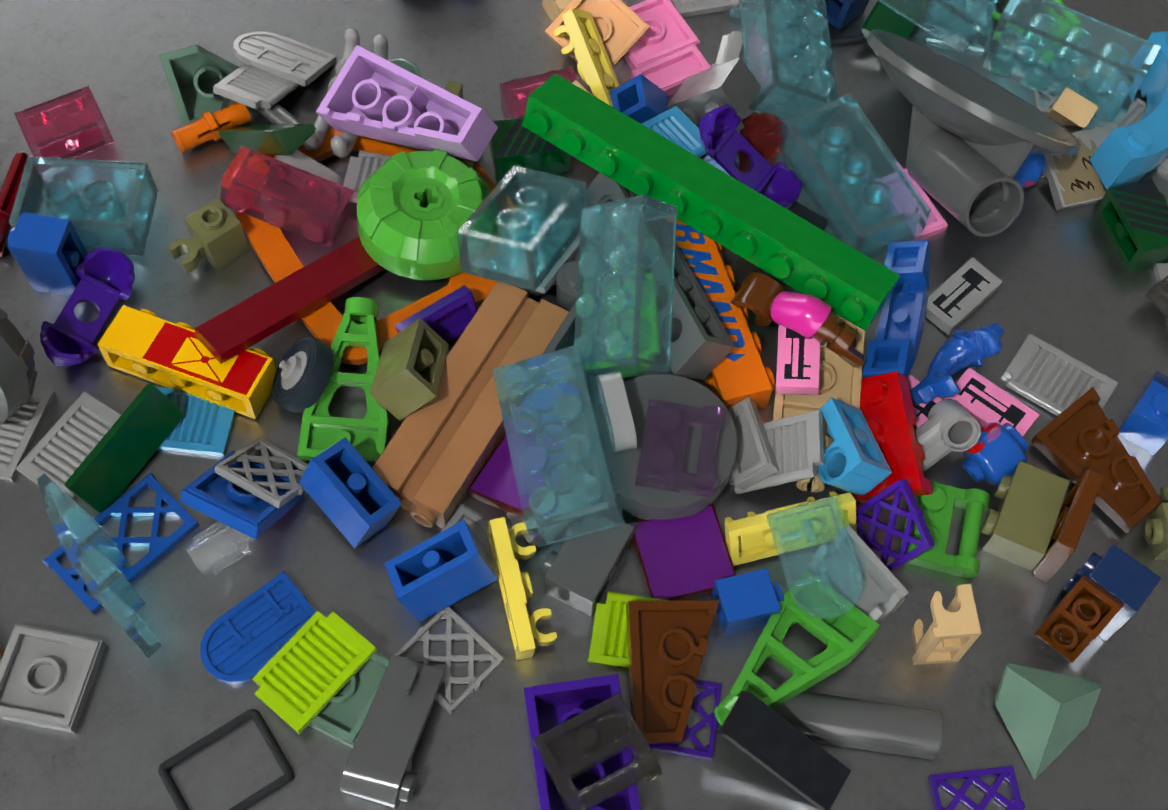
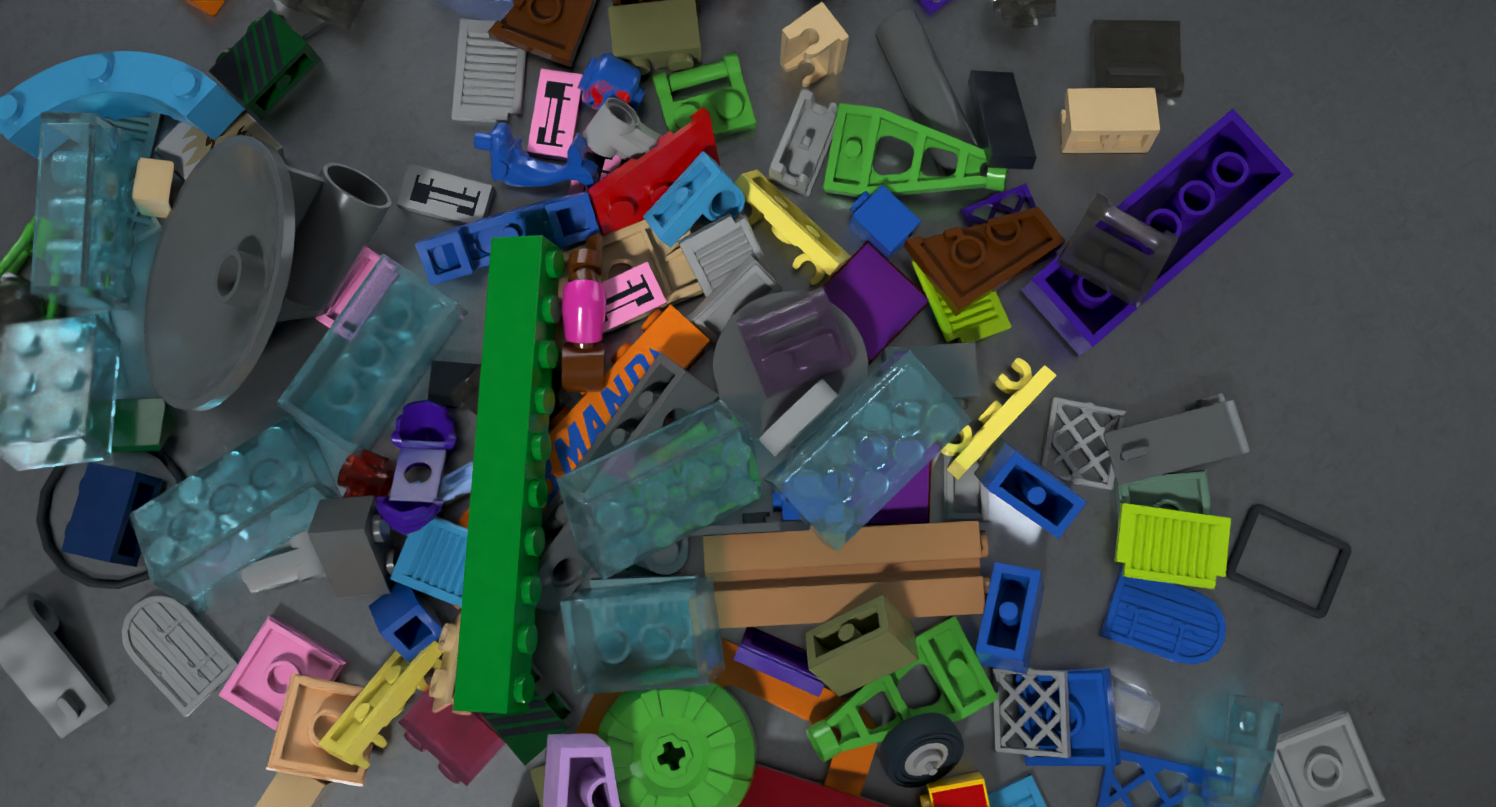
camera: 120 degrees left, 20 degrees up
(672, 70) = (328, 622): bright pink tile -> none
(817, 557) = (816, 178): clear light blue window -> none
(914, 514) = (733, 113): dark purple window -> none

